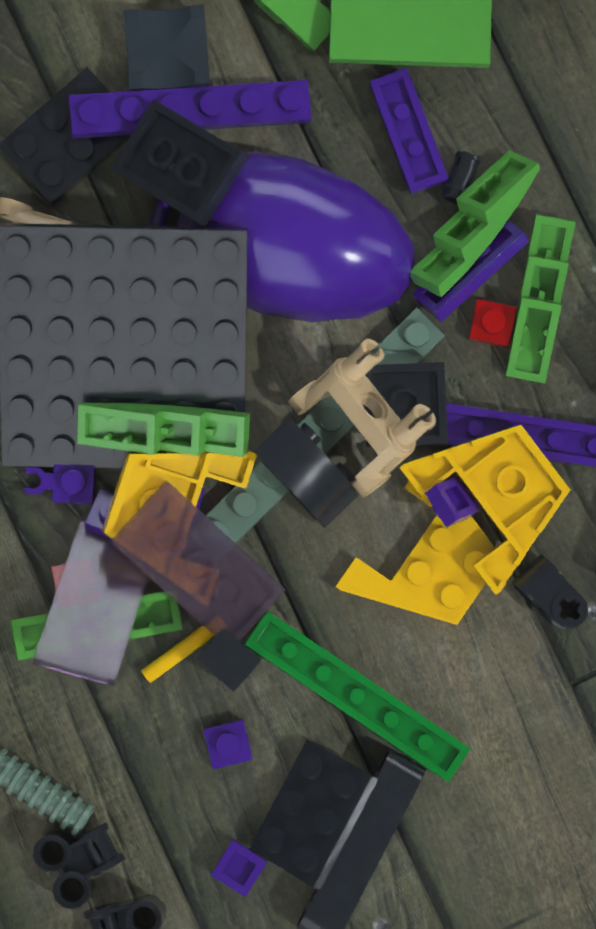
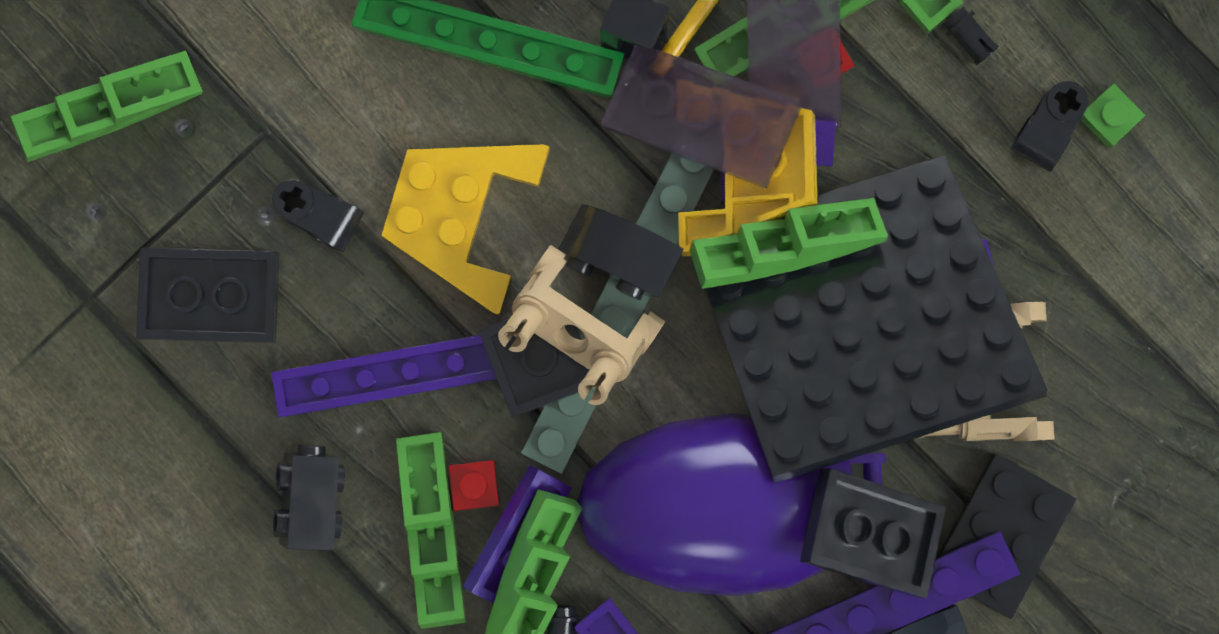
camera: 165 degrees right, 0 degrees up
(69, 483) = (868, 161): dark purple plate -> none
(452, 501) = (451, 274): dark purple plate -> none
(511, 485) = (399, 312): yellow wing -> none

